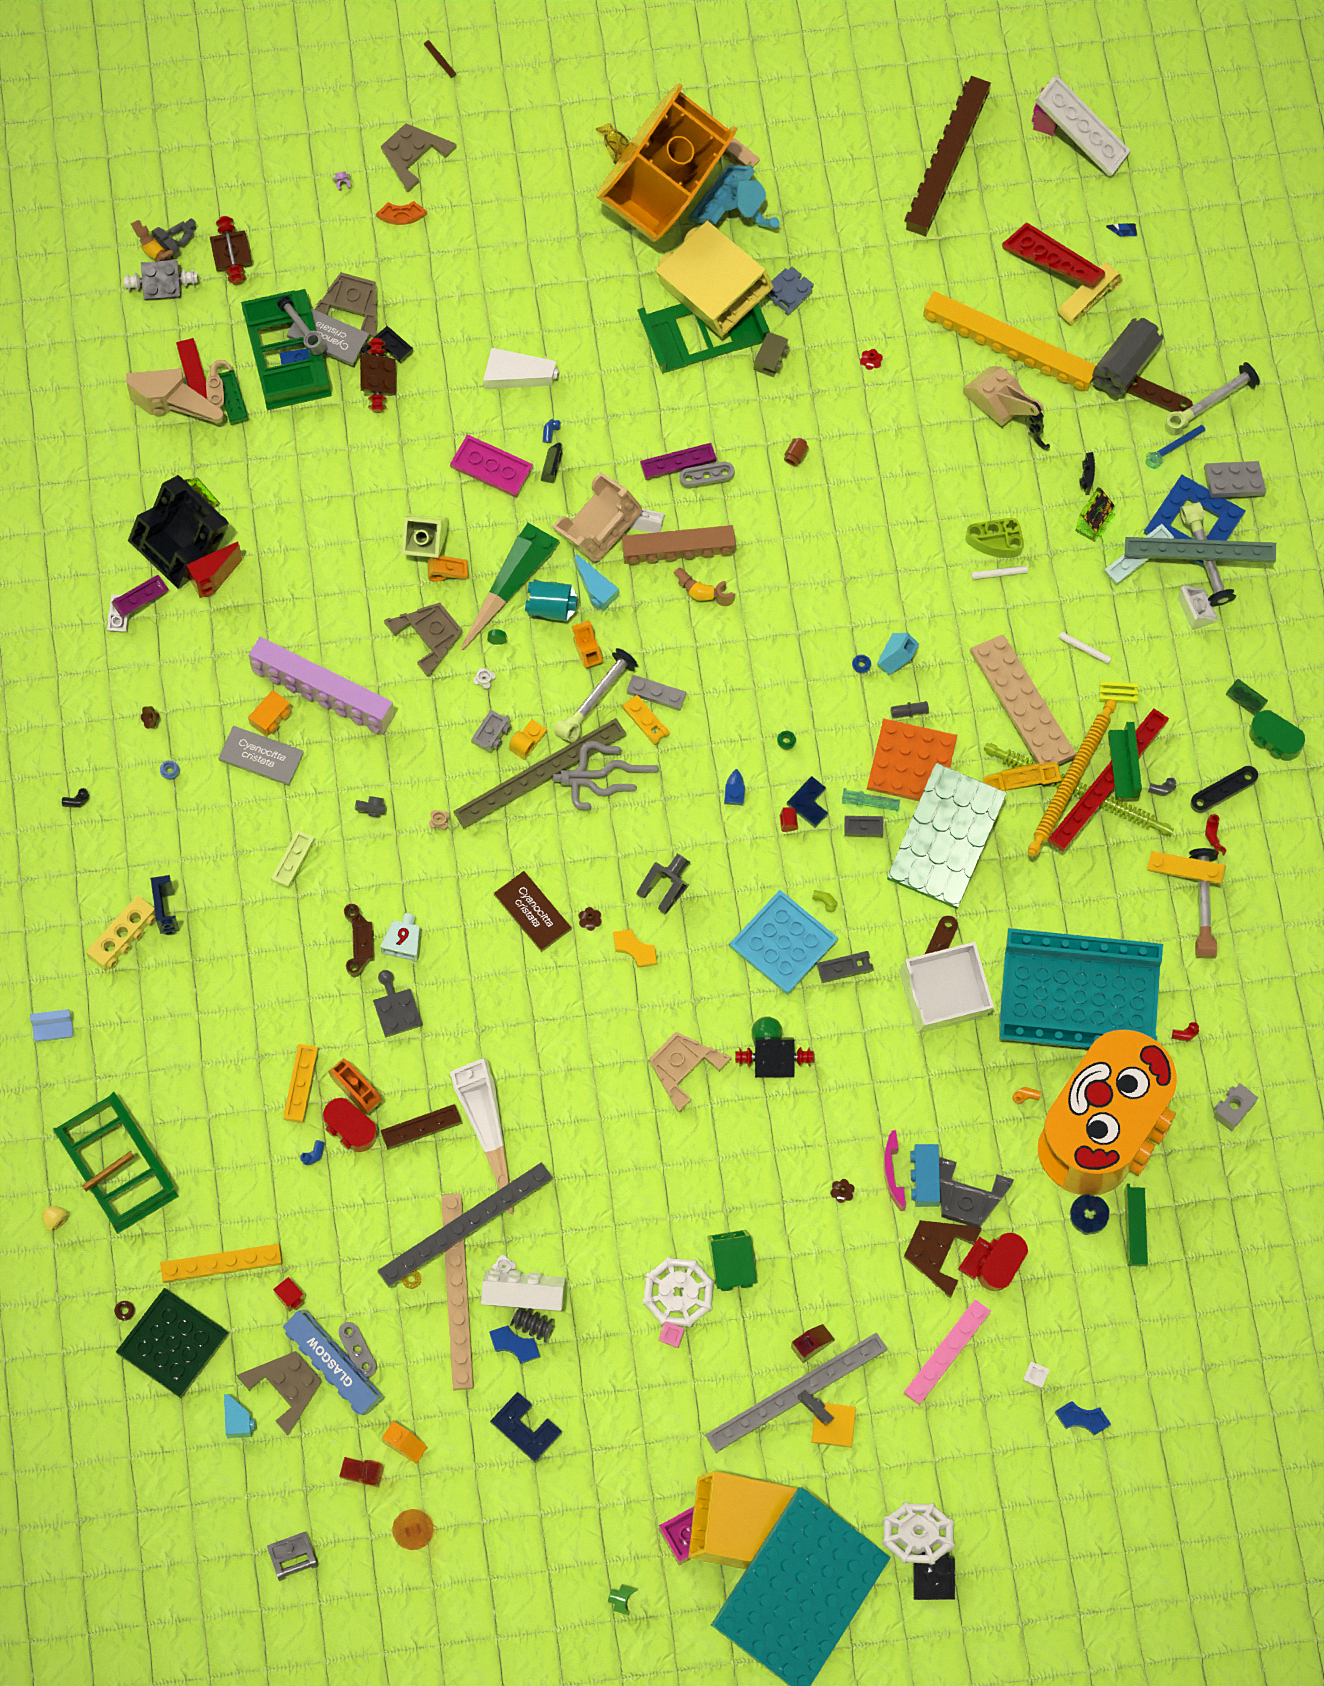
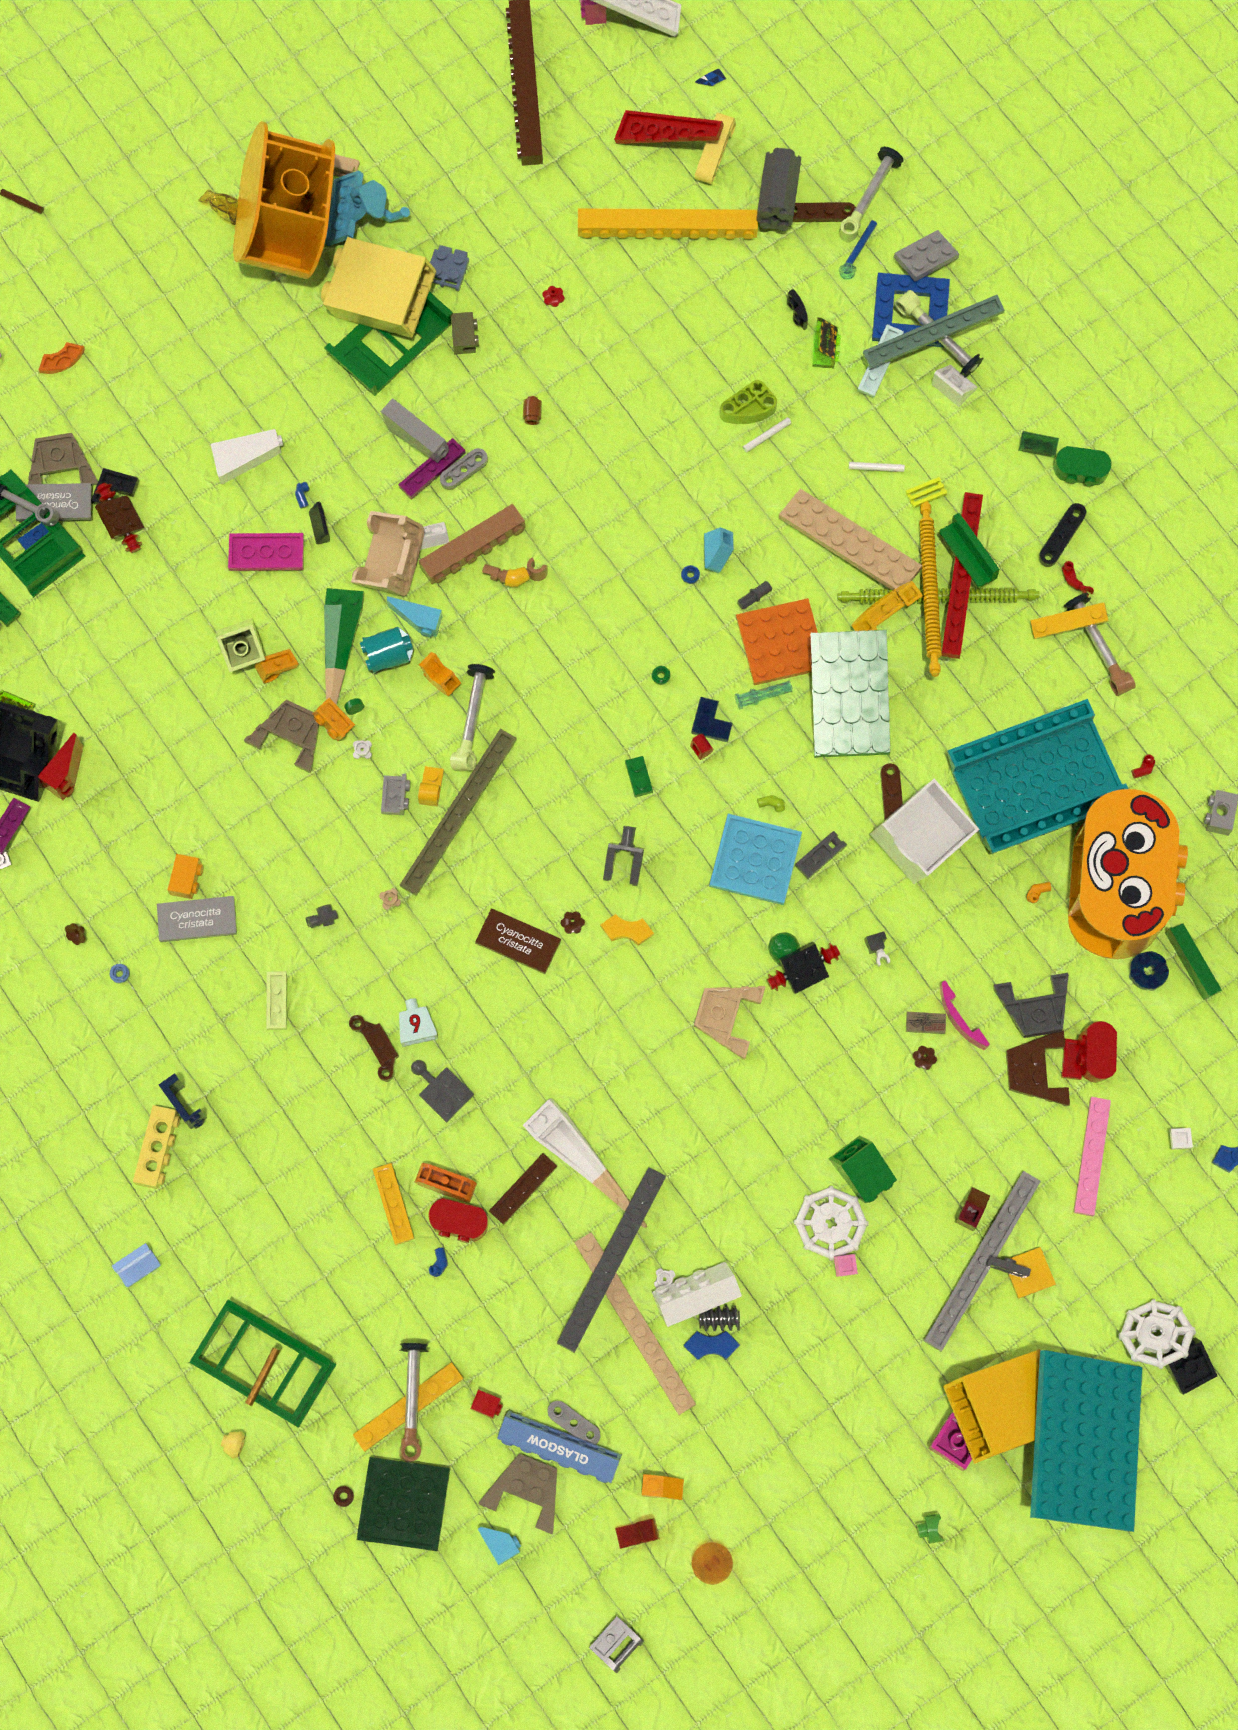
camera: 25 degrees left, 5 degrees up
(78, 800) = (49, 1044): black arm -> none
(250, 1215) = (411, 1400): none -> piece
(321, 686) = (219, 828): lavender brick -> none
(410, 145) = (35, 294): dark tan wing -> none
(411, 1285) = (593, 1328): clear yellow plate -> none
(471, 639) = (333, 719): none -> light orange bracket
(530, 1443) = (773, 1428): dark blue plate -> none
(580, 775) = (494, 798): light grey plant -> none
(645, 719) = (526, 717): yellow plate -> none
(656, 692) = (523, 688): light grey plate -> none
(678, 420) = (414, 431): none -> light grey slope
(718, 819) = (638, 776): none -> green plate
(734, 789) = (638, 741): blue plate -> none
(851, 1069) = (876, 945): none -> pearl dark grey piece
(860, 1160) = (926, 1022): none -> dark tan tile
(863, 826) = (770, 720): dark grey plate -> none
(925, 1175) = (991, 1007): dark azure brick -> none
(1003, 398) = (688, 277): tan slope -> none
(1163, 789) = (1011, 558): dark grey arm -> none

